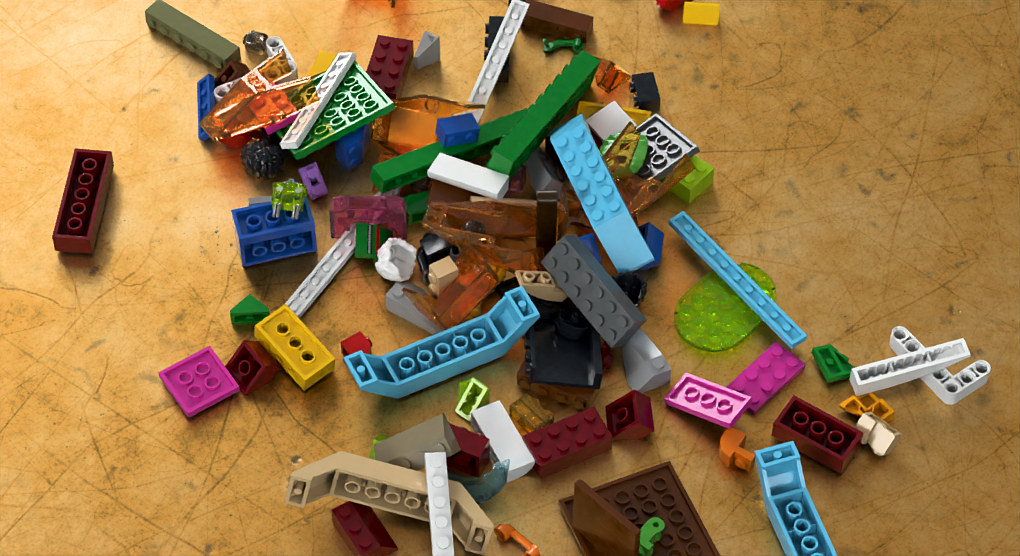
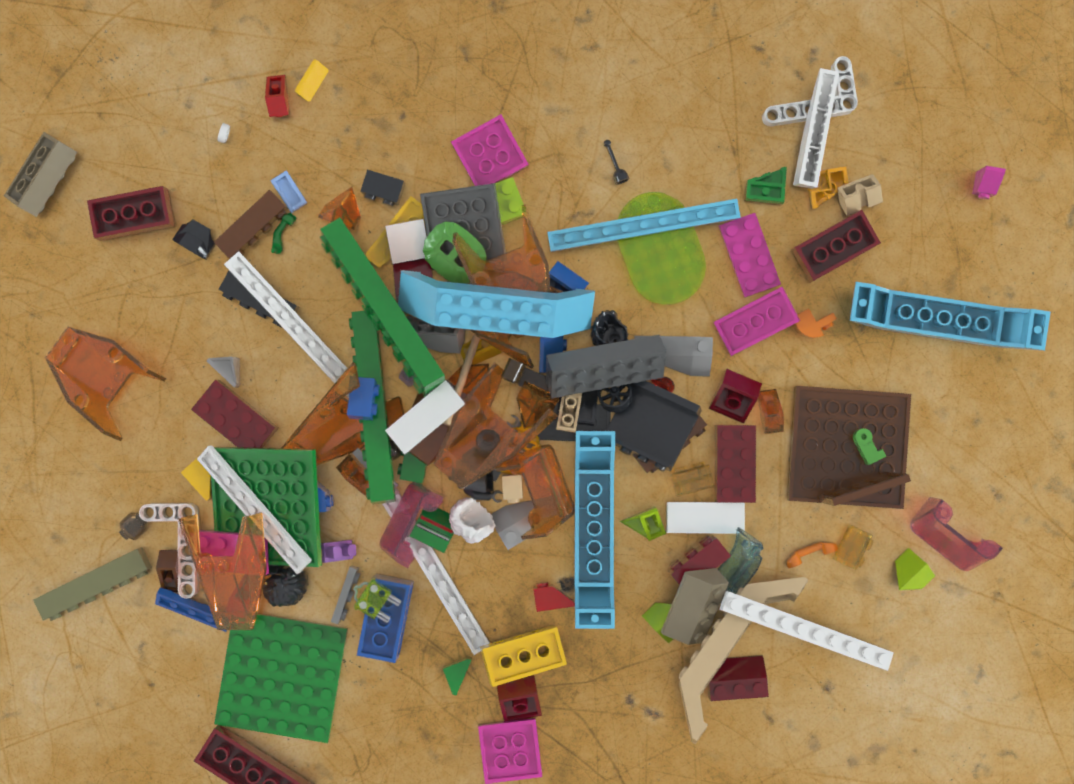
camera: 60 degrees left, 35 degrees up
(178, 191) = (282, 678): none -> green plate
(600, 37) = (289, 191): none -> light blue tile
(631, 451) = (771, 411): none -> clear orange slope
(727, 152) = (490, 152): none -> dark pink plate
(768, 251) = (620, 176): none -> black hinge
(961, 530) = (988, 181): none -> dark pink slope

